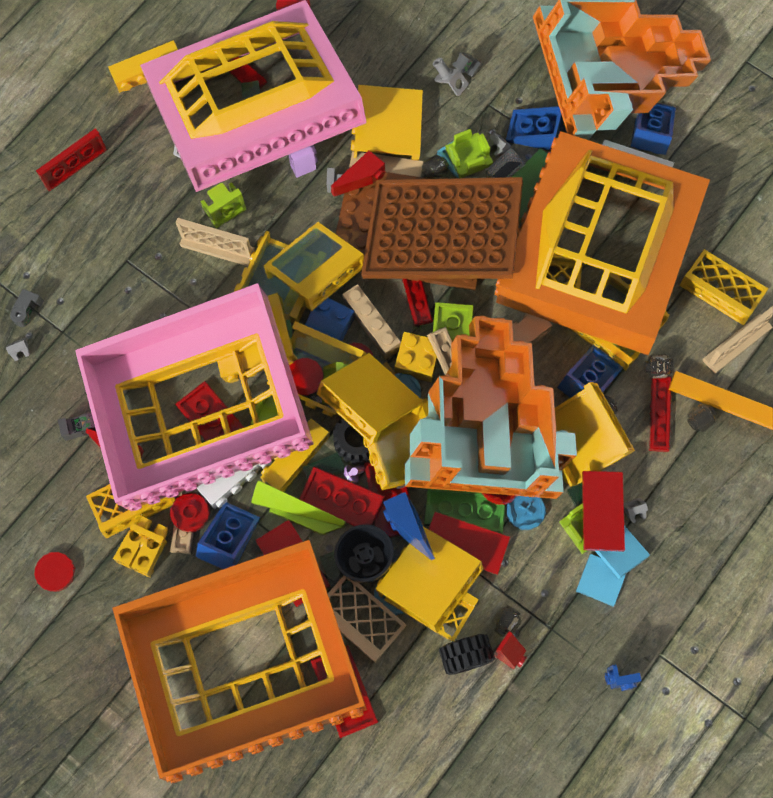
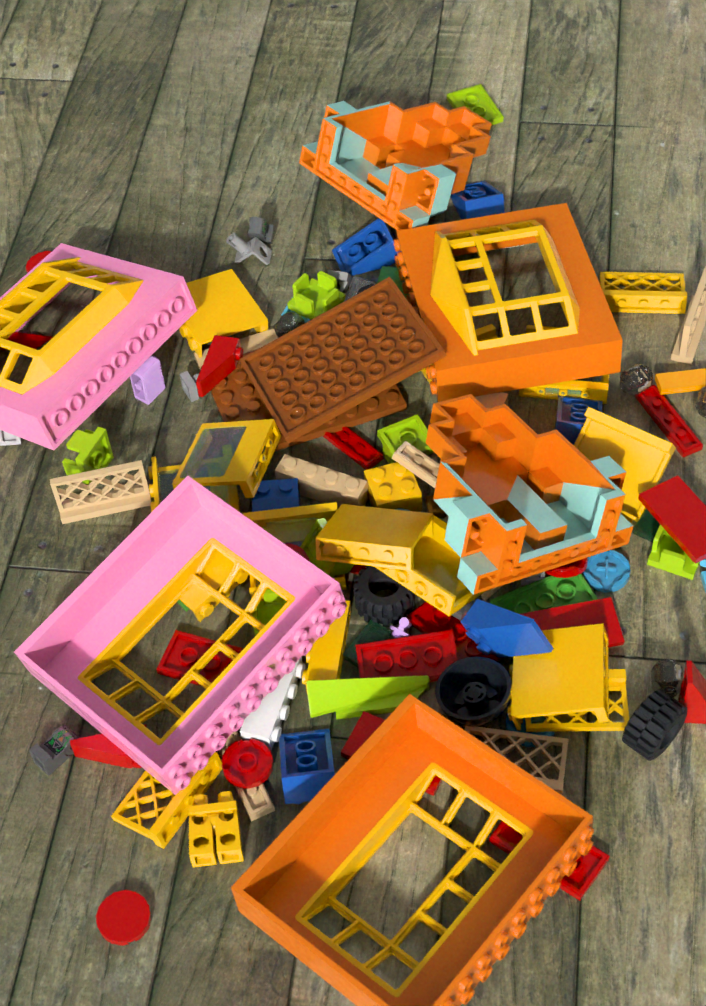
camera: 30 degrees left, 20 degrees down
(719, 26) = (478, 101): none -> lime tile

